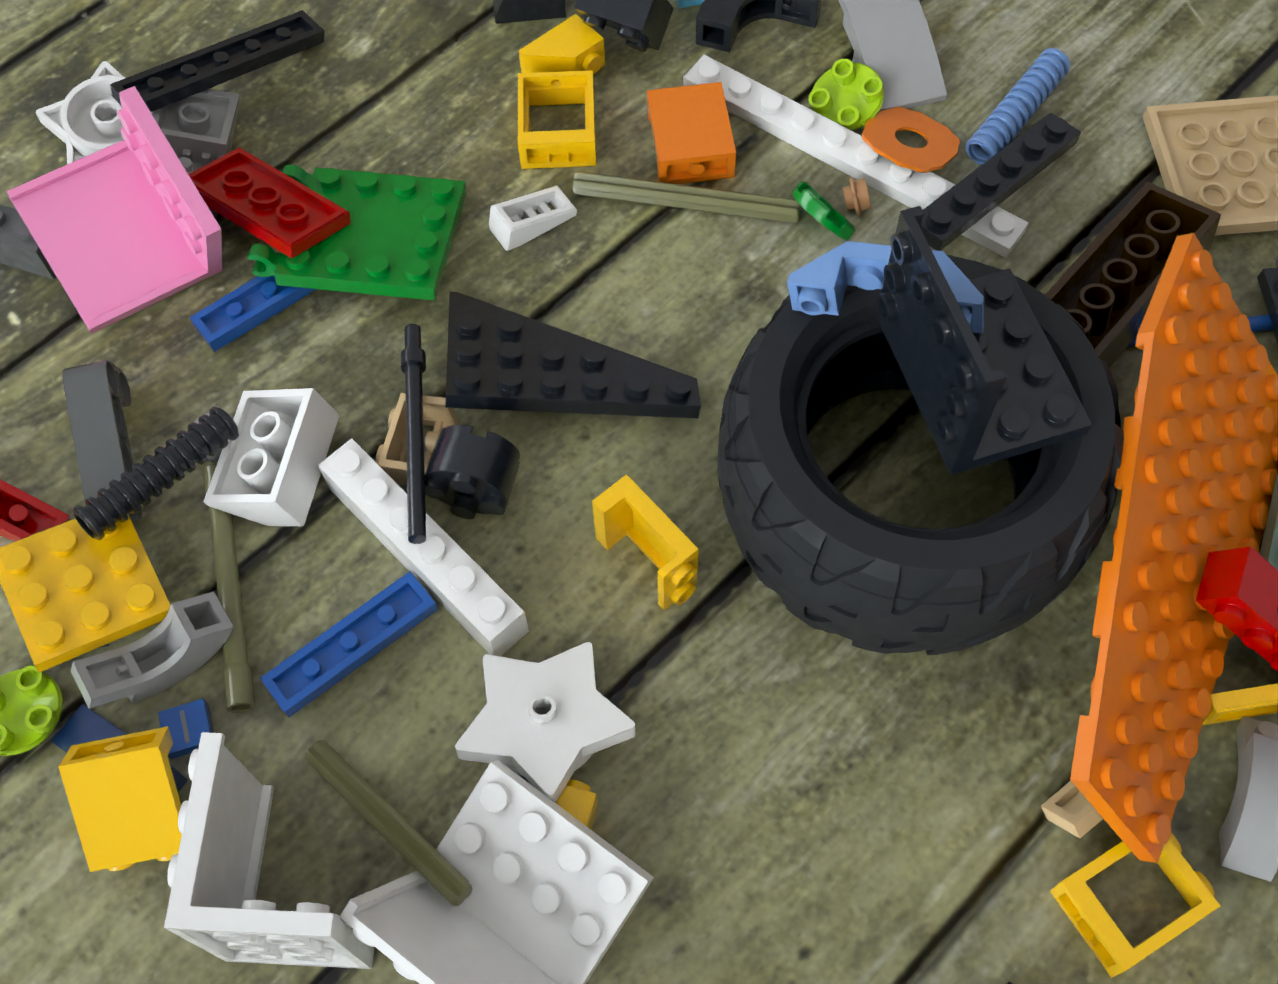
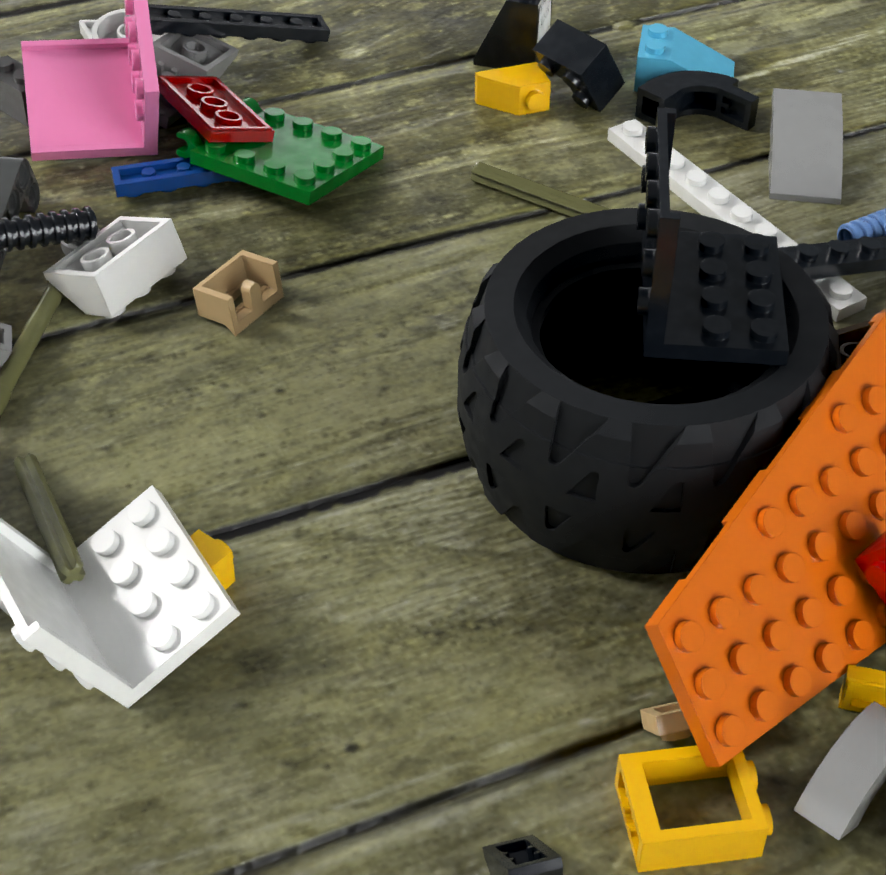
camera: 20 degrees right, 20 degrees down
(349, 644) = (98, 401): blue plate -> none
(413, 365) = (261, 235): black bar -> none
(437, 563) = (199, 360): white brick -> none
(472, 471) = (266, 313): black brick -> none
(513, 232) = (422, 181): white slope -> none
(529, 366) = (359, 264): black wing -> none
(543, 718) = (223, 491): white plate -> none
(558, 147) = (480, 144): yellow window -> none
(630, 512) = (381, 385): yellow panel -> none
(691, 133) = (591, 162): orange panel -> none
(822, 283) = (608, 197): medium blue slope -> none
(848, 94) = (748, 172): lime dish -> none
(940, 147) = (814, 224): orange piece -> none

